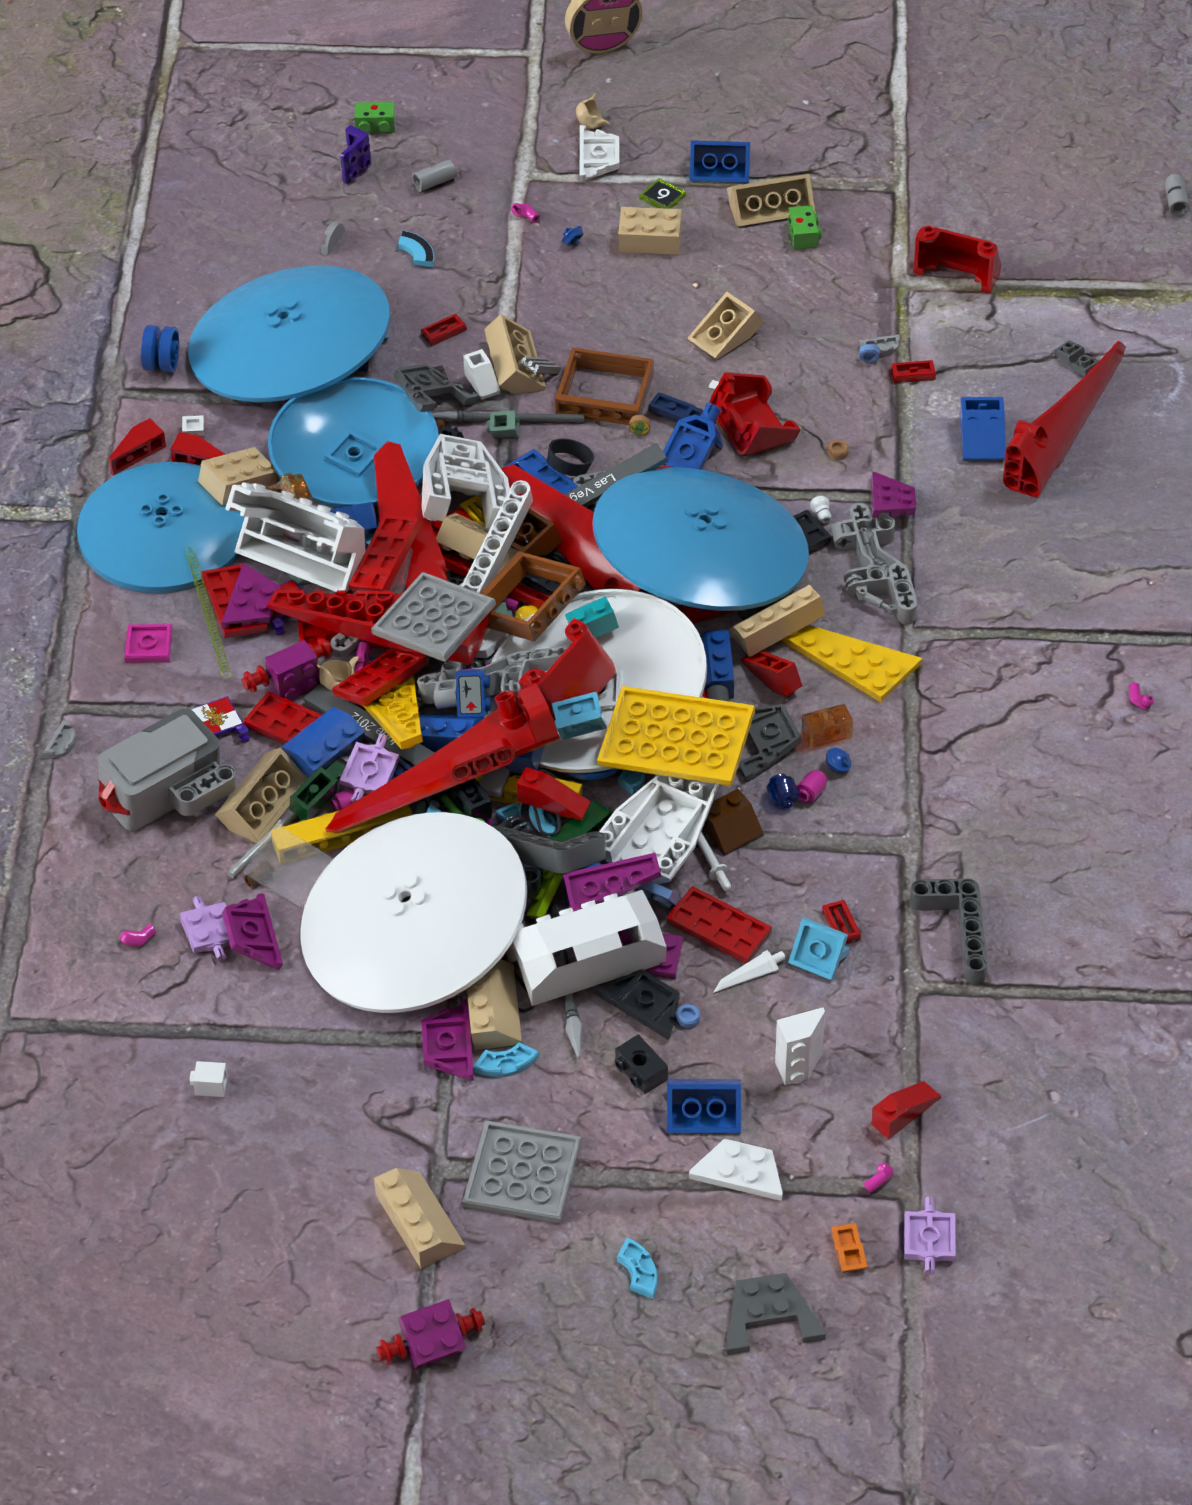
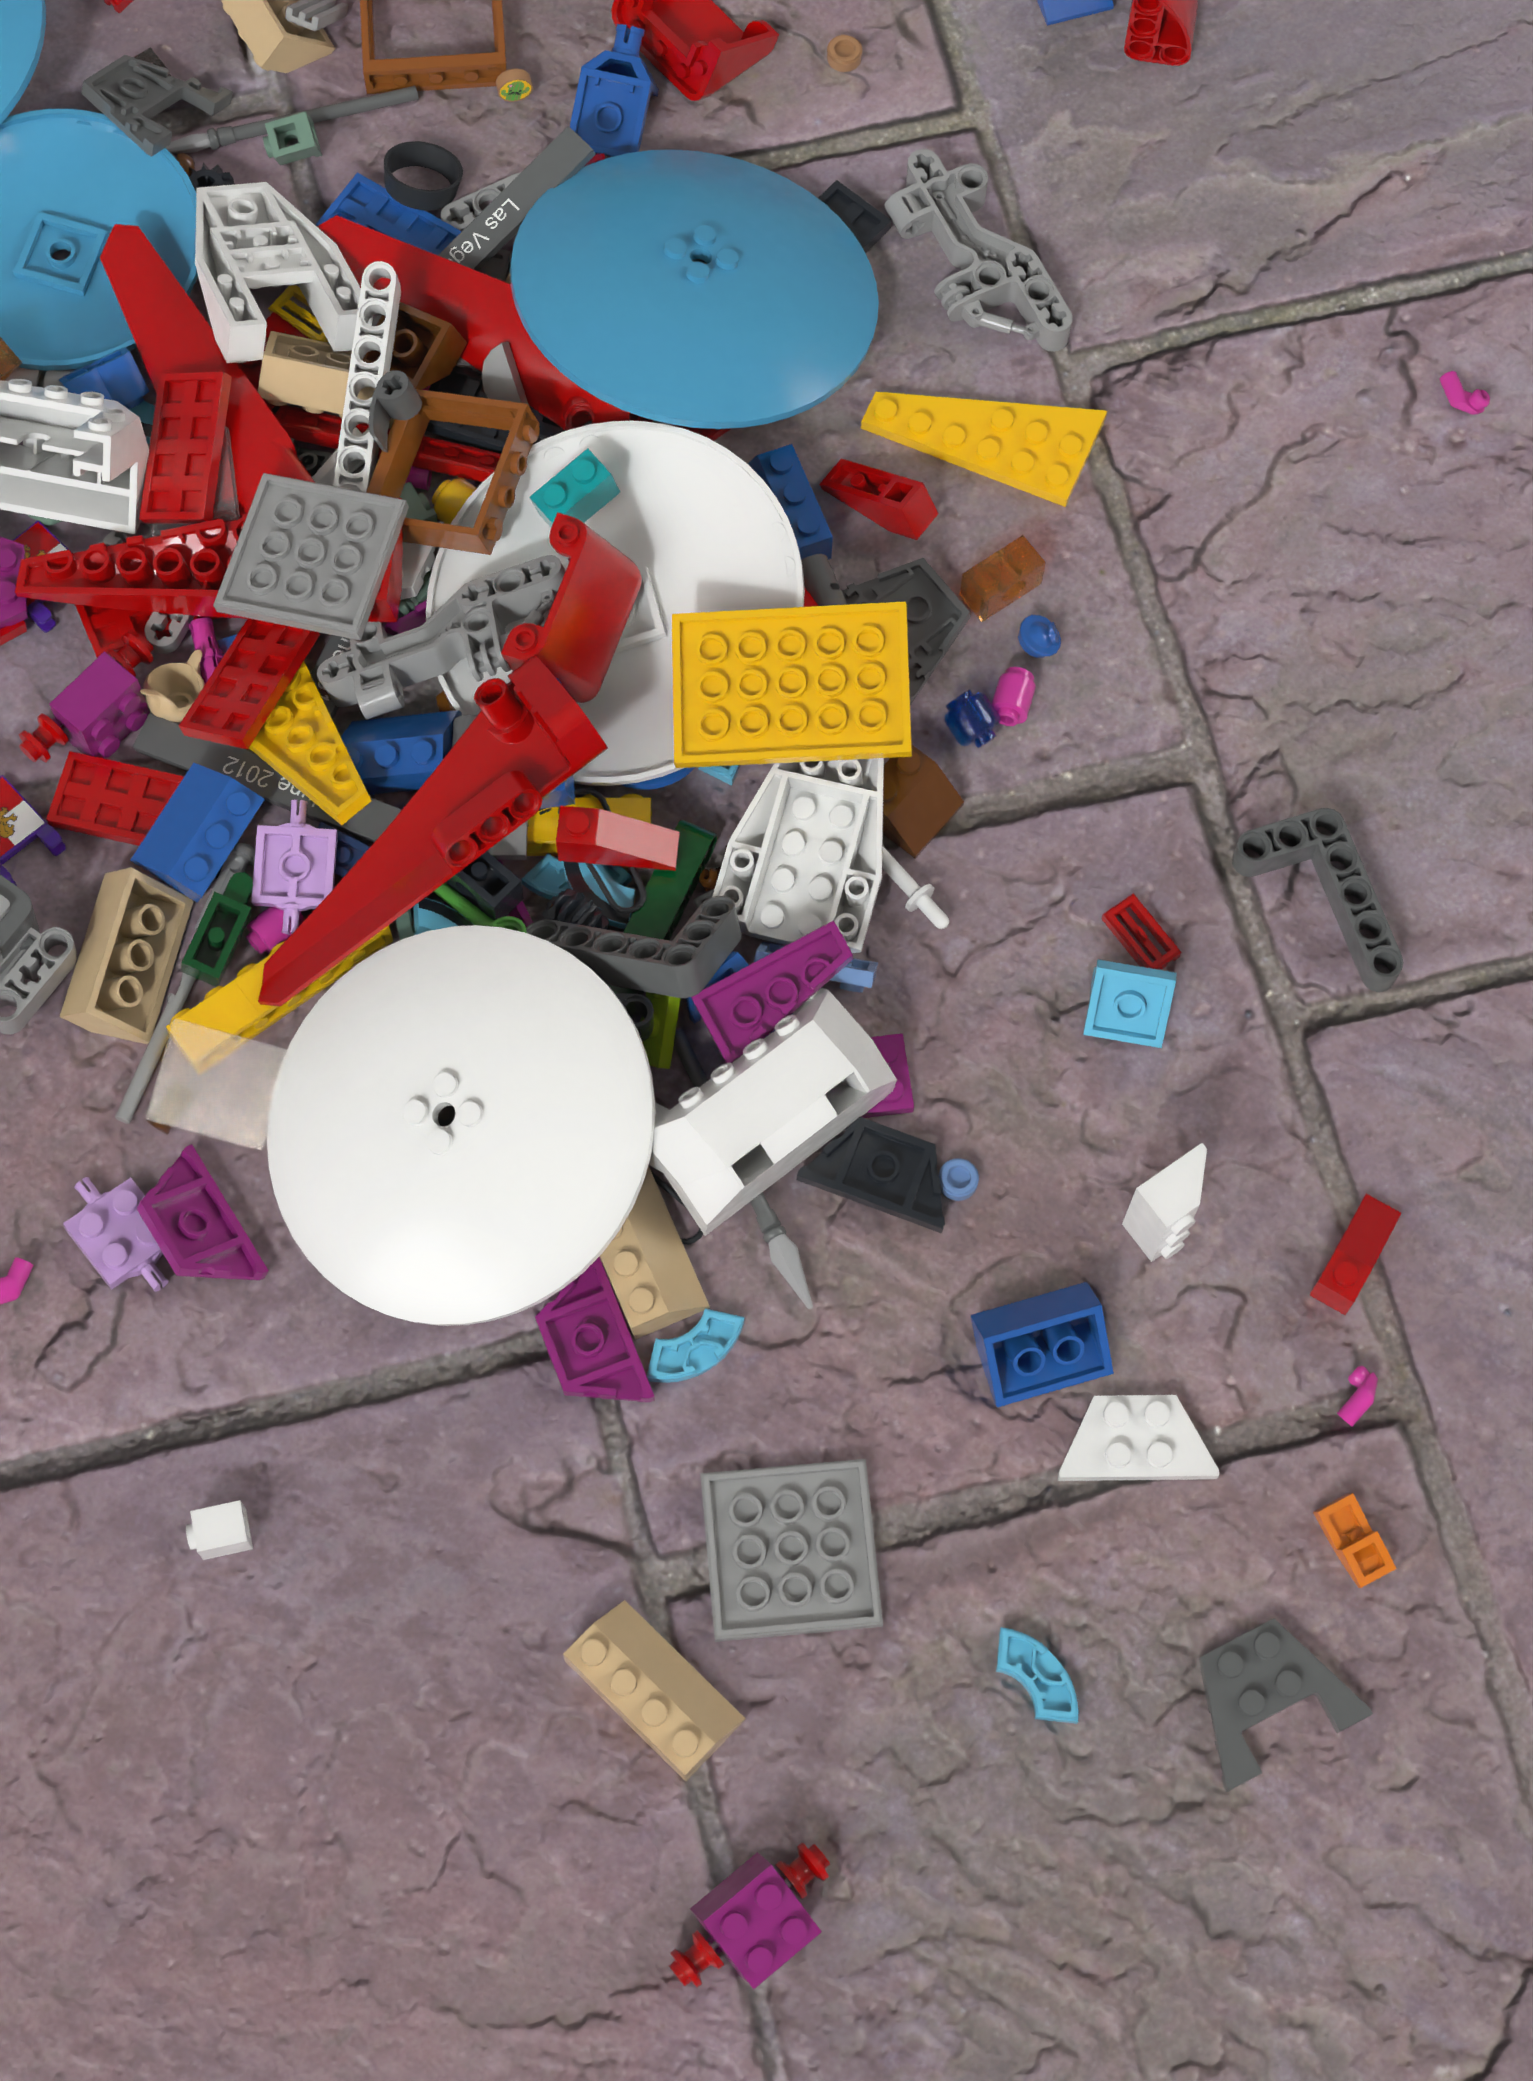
camera: 20 degrees left, 20 degrees up
(472, 693) = (421, 682): brick -> none
(481, 374) = (223, 52): white slope -> none
(507, 553) = (392, 399): none -> dark grey panel
(576, 557) = (501, 376): none -> light grey tile
(578, 716) = (614, 682): medium azure bracket -> none
(638, 1052) = (908, 1275): black brick -> none
(672, 407) = (561, 40): dark blue hinge -> none
(719, 924) = (952, 996): red plate -> none
(758, 967) = (1036, 1058): white bar -> none
(778, 621) = (852, 416): tan slope -> none
(820, 506) = (855, 169): white piece -> none
(891, 497) = (962, 123): magenta wing -> none
(929, 1236) = (1473, 1482): lavender plate -> none

